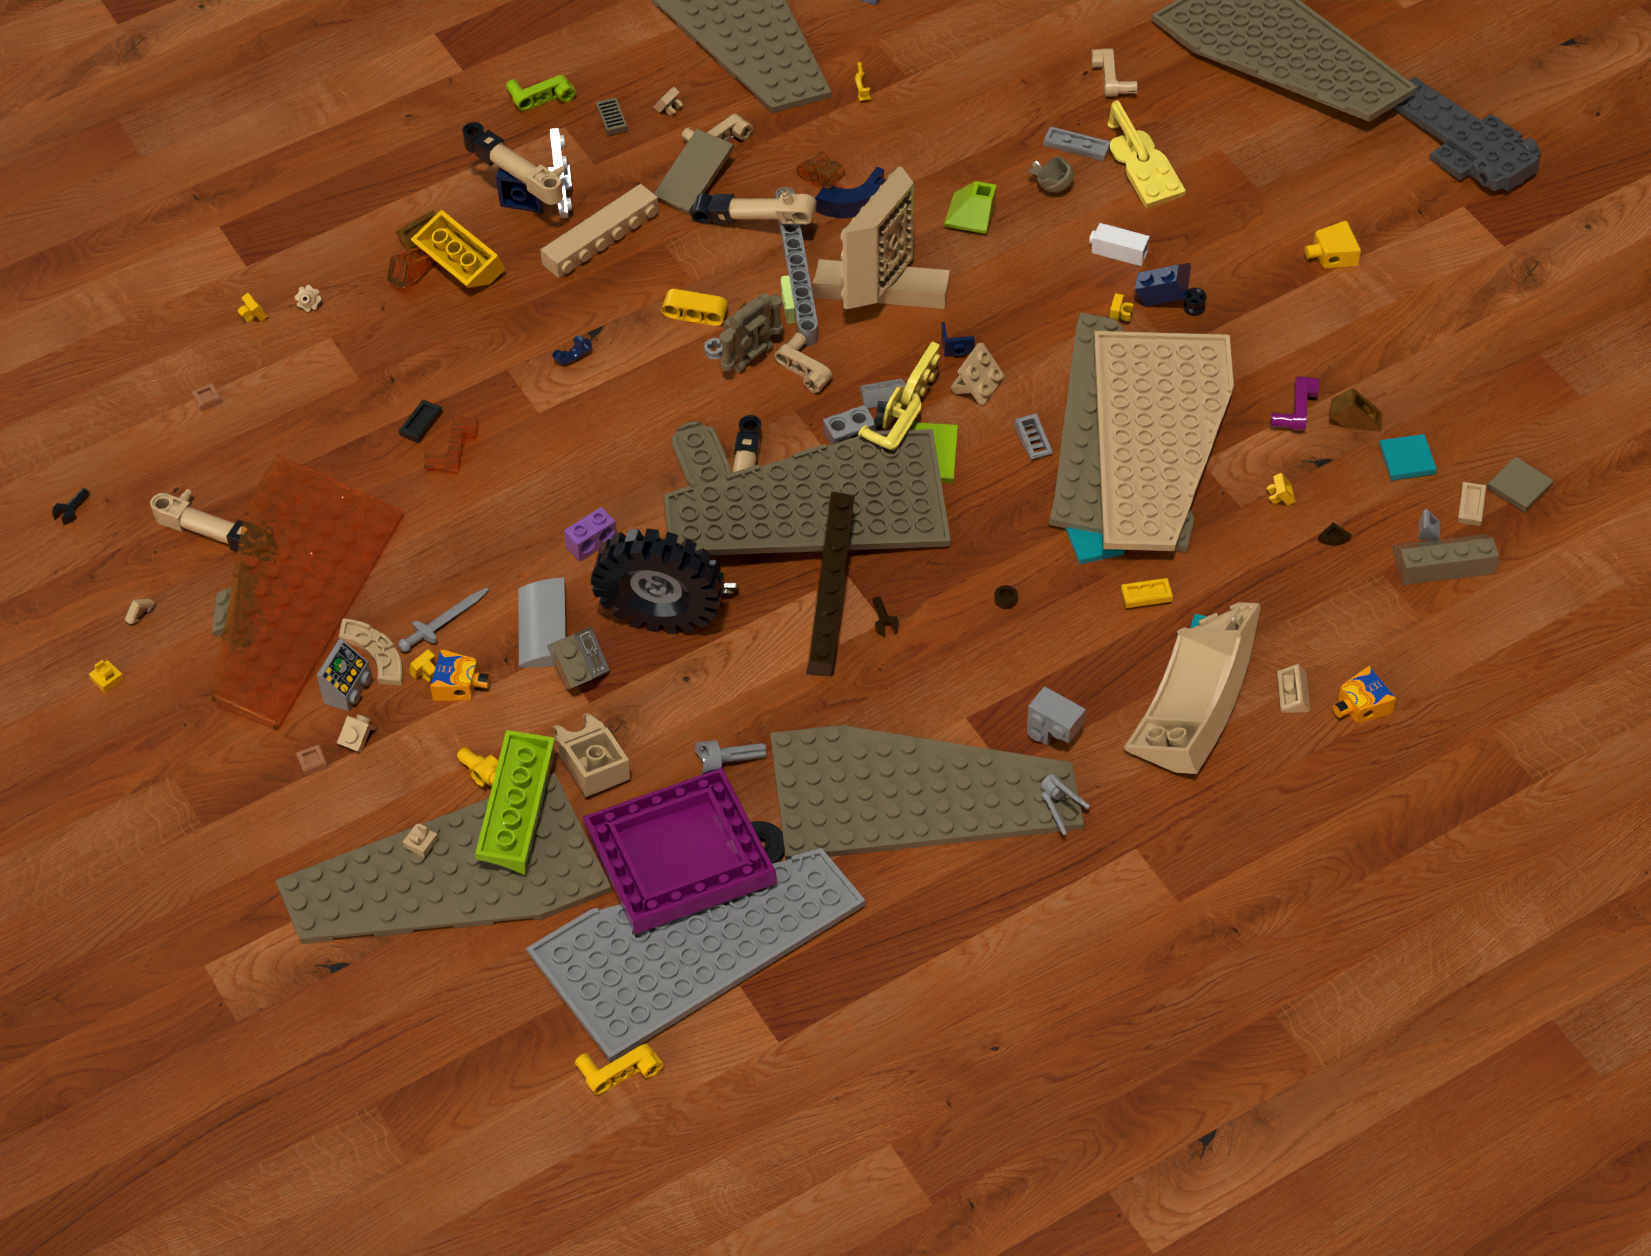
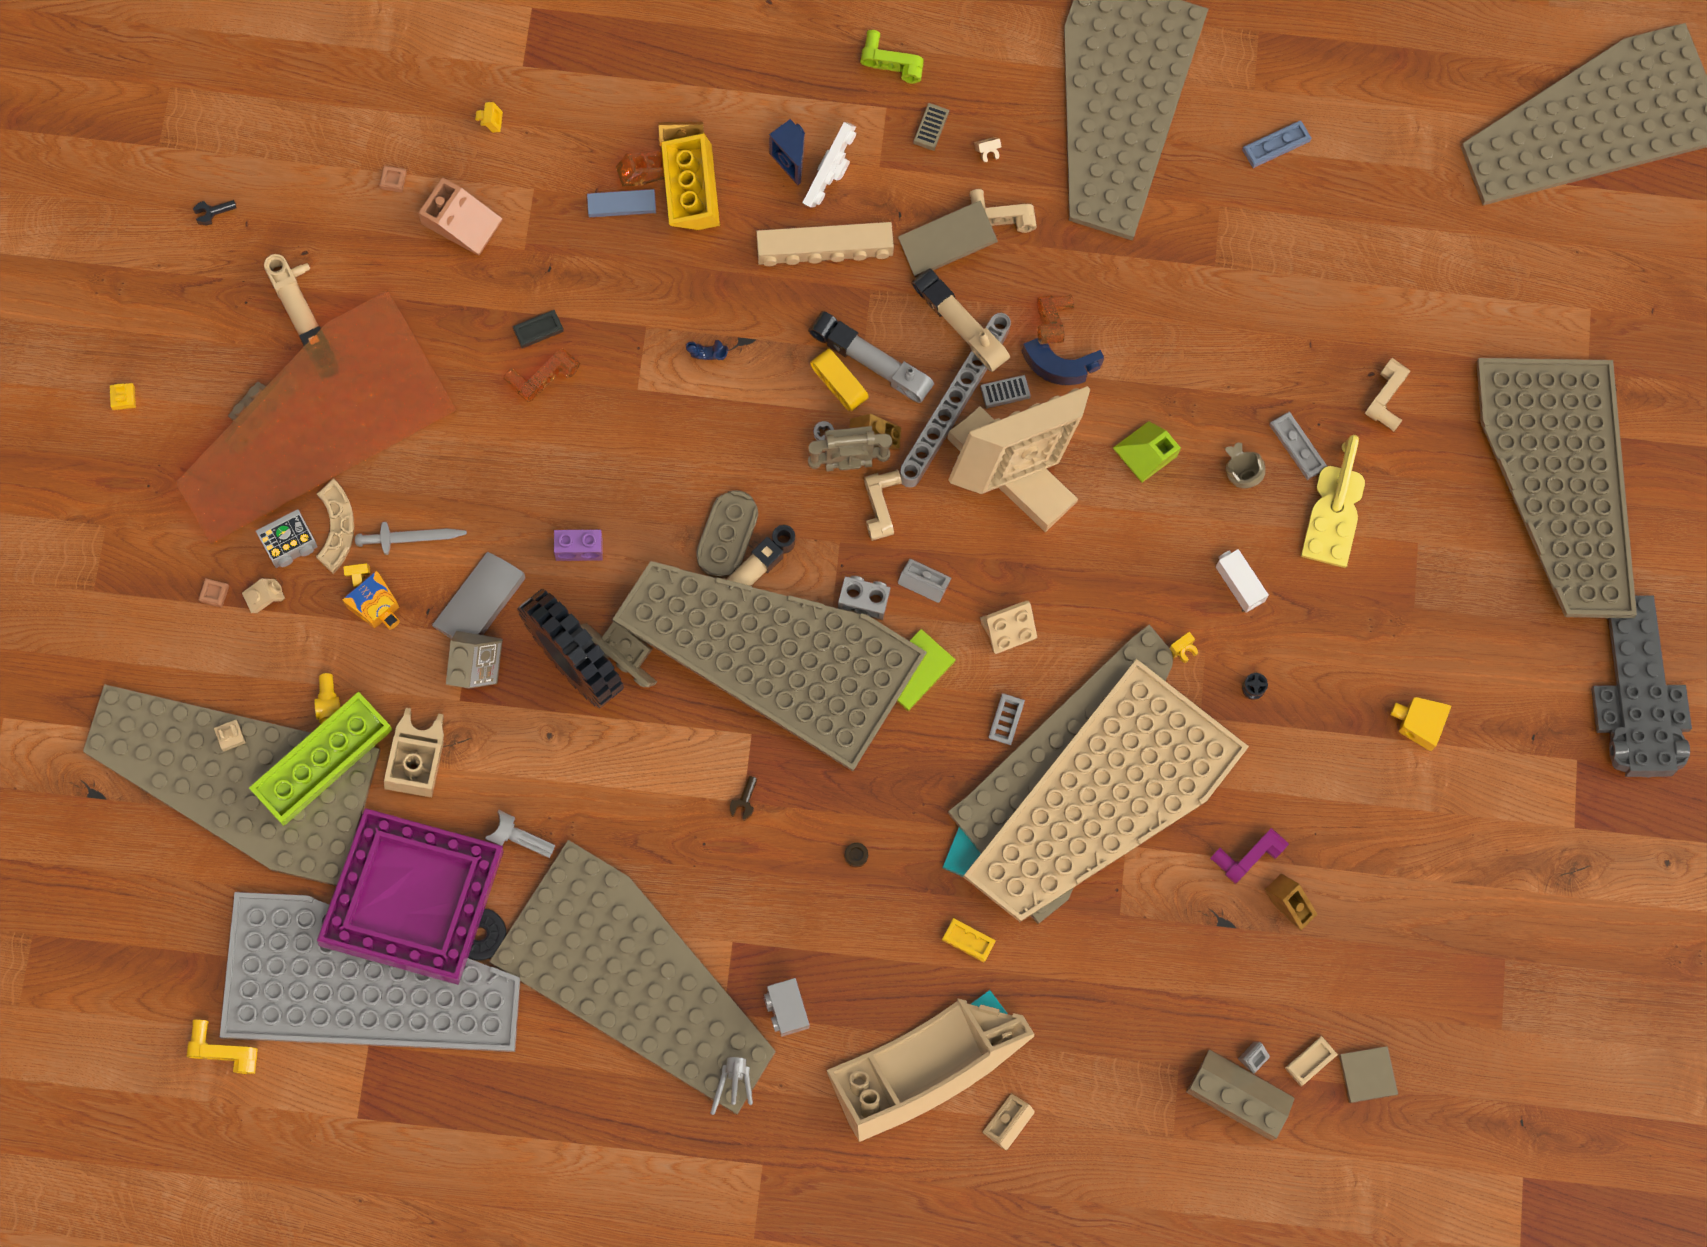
camera: 30 degrees right, 20 degrees up
(137, 609) = (189, 351): tan tile -> none
(287, 384) = (459, 217): none -> slope
(308, 298) = (541, 138): tan plant -> none
(412, 302) = (621, 203): none -> sand blue tile
(491, 149) = (784, 114): tan piece -> none
(746, 276) = (847, 342): none -> light grey piece
(787, 298) = (919, 427): yellowish green tile -> none
(826, 241) = (1005, 391): none -> light grey tile
(830, 584) = (717, 744): dark brown brick -> none
(863, 93) = (1161, 259): yellow piece -> none
(881, 406) = (899, 605): black bar -> none
(908, 398) = (930, 609): light yellow plate -> none
(956, 346) = (1017, 582): dark blue bracket -> none
(1163, 284) = (1241, 649): dark blue slope -> none
(1283, 490) = (1164, 930): yellow tile -> none
(1334, 535) = (1170, 1003): dark brown tile -> none
(1364, 697) = (1054, 1176): torso -> none
(1407, 457) = (1298, 975): teal tile -> none

